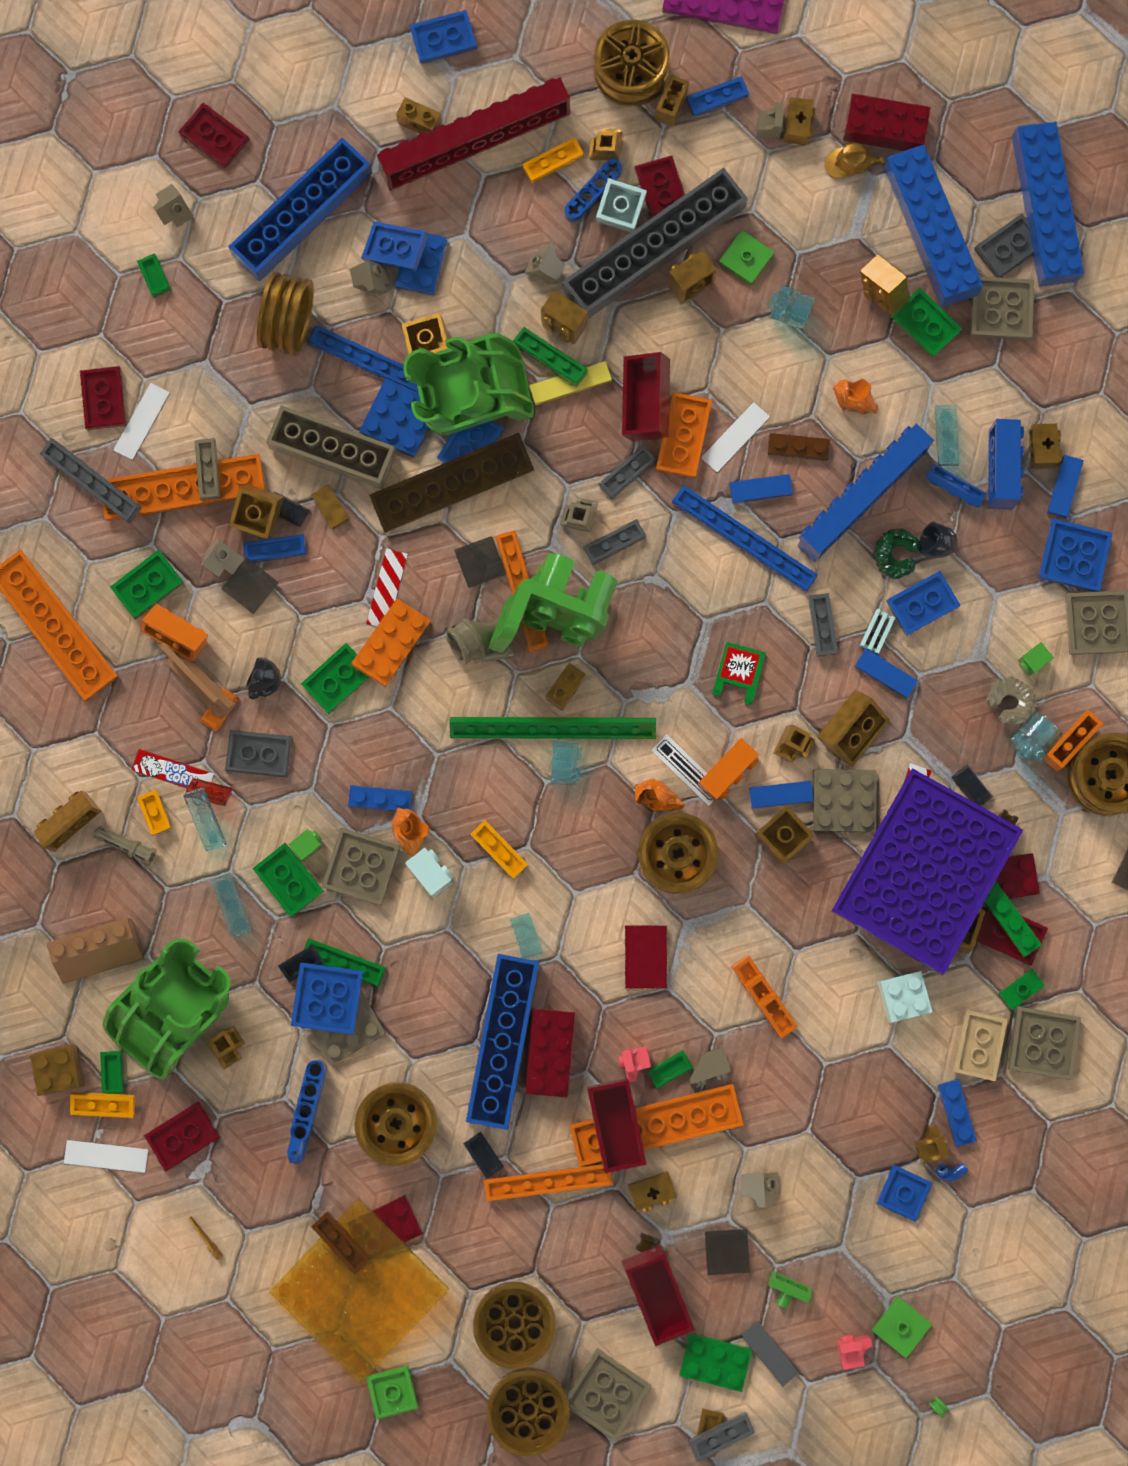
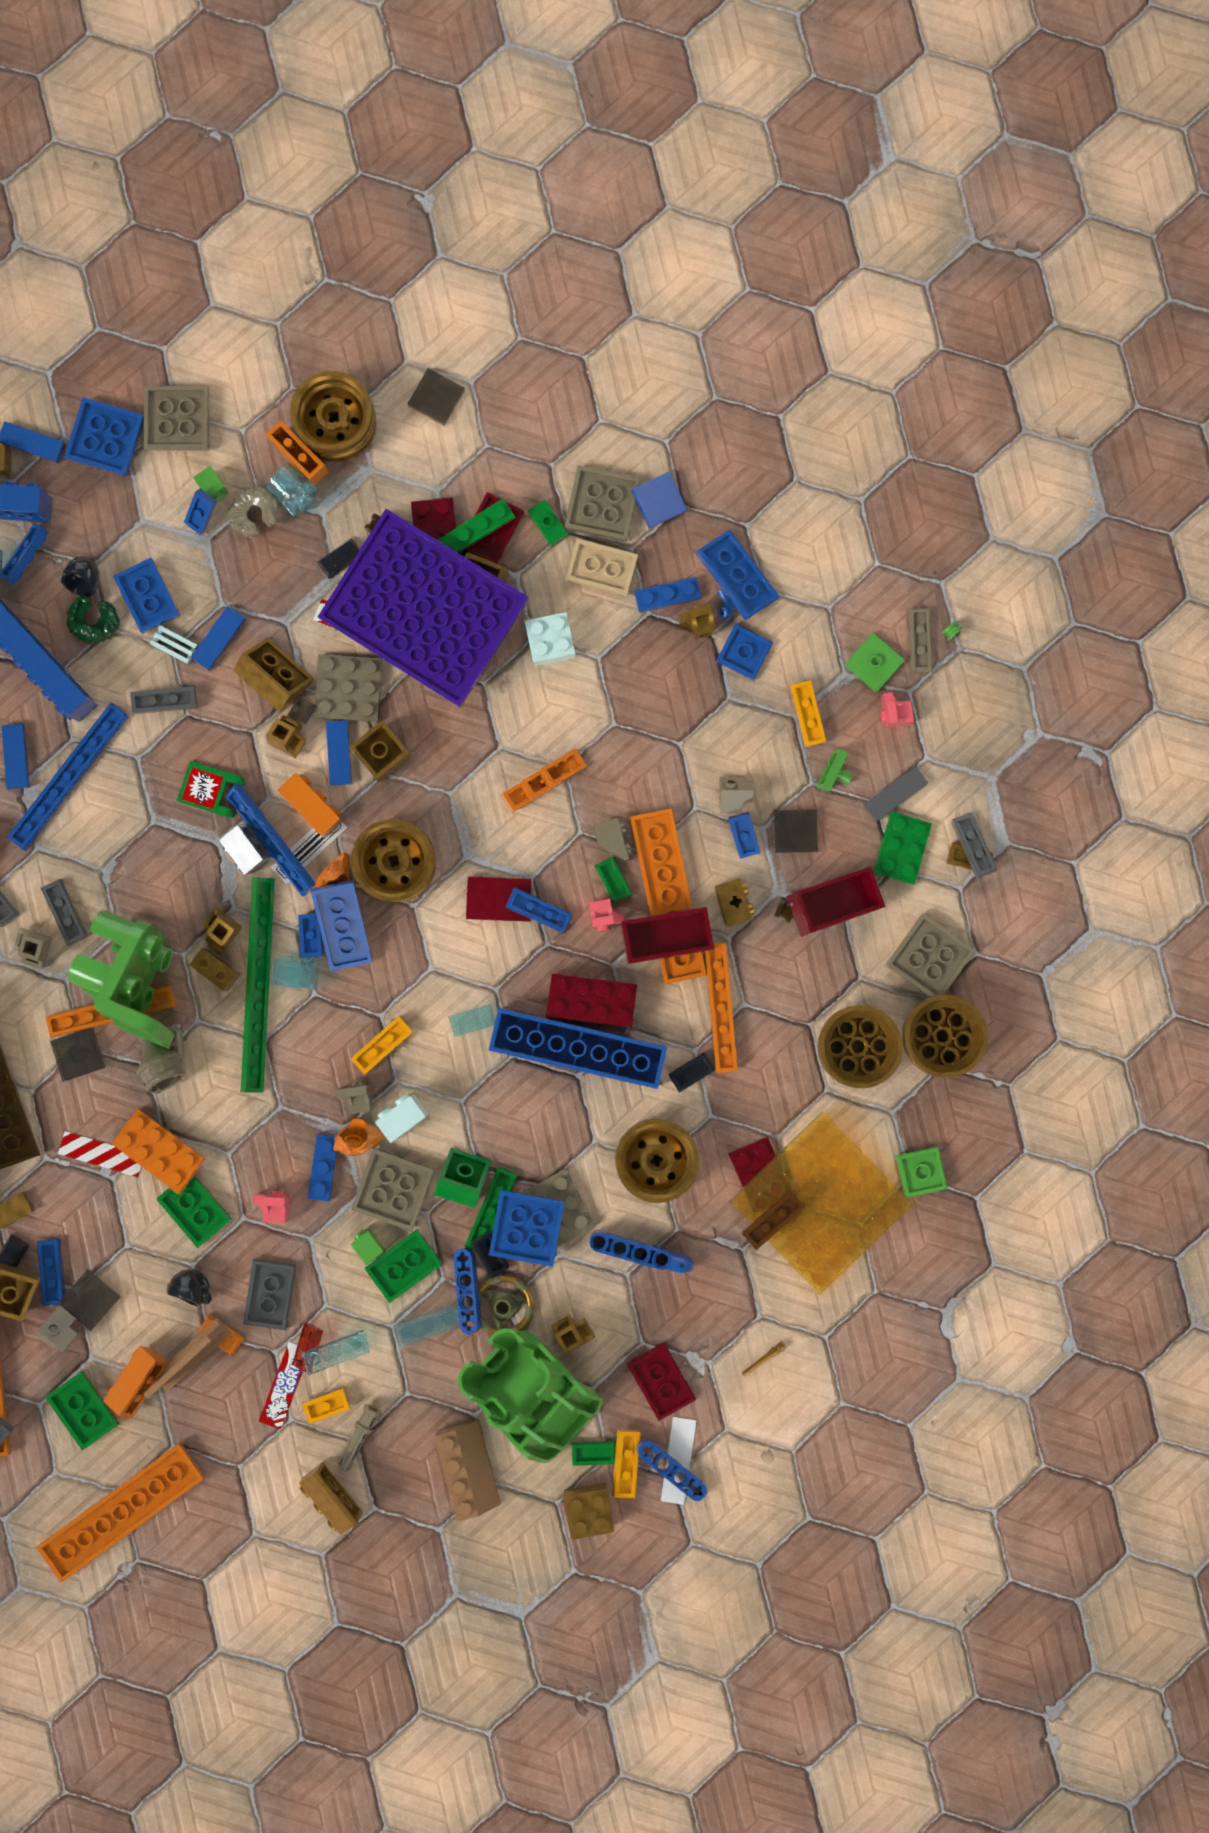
camera: 90 degrees left, 5 degrees up
(97, 1150) = (673, 1467): none -> blue beam
(253, 978) = (505, 1304): none -> olive piece
(265, 939) = (471, 1290): none -> blue beam
(341, 754) = (274, 1206): none -> coral brick
(373, 933) = (462, 1178): none -> green slope
(448, 827) = (357, 1097): none -> dark tan brick
(602, 776) = (310, 936): none -> blue plate
(604, 690) = (221, 930): none -> pearl gold brick
(612, 806) = (341, 925): none -> blue plate
(636, 996) = (538, 910): none -> blue tile
(682, 709) = (245, 849): none -> brick
(692, 733) = (270, 839): none -> blue tile
(720, 1199) = (744, 835): none -> blue plate
(820, 757) = (302, 710): none -> clear smoke tile
(845, 1260) = (807, 713): none -> light orange plate
(927, 1373) = (920, 640): none -> dark tan tile
(981, 1183) = (737, 575): none -> blue tile
(1008, 650) = (200, 511): none -> blue plate
(1051, 1100) = (658, 500): none -> blue tile

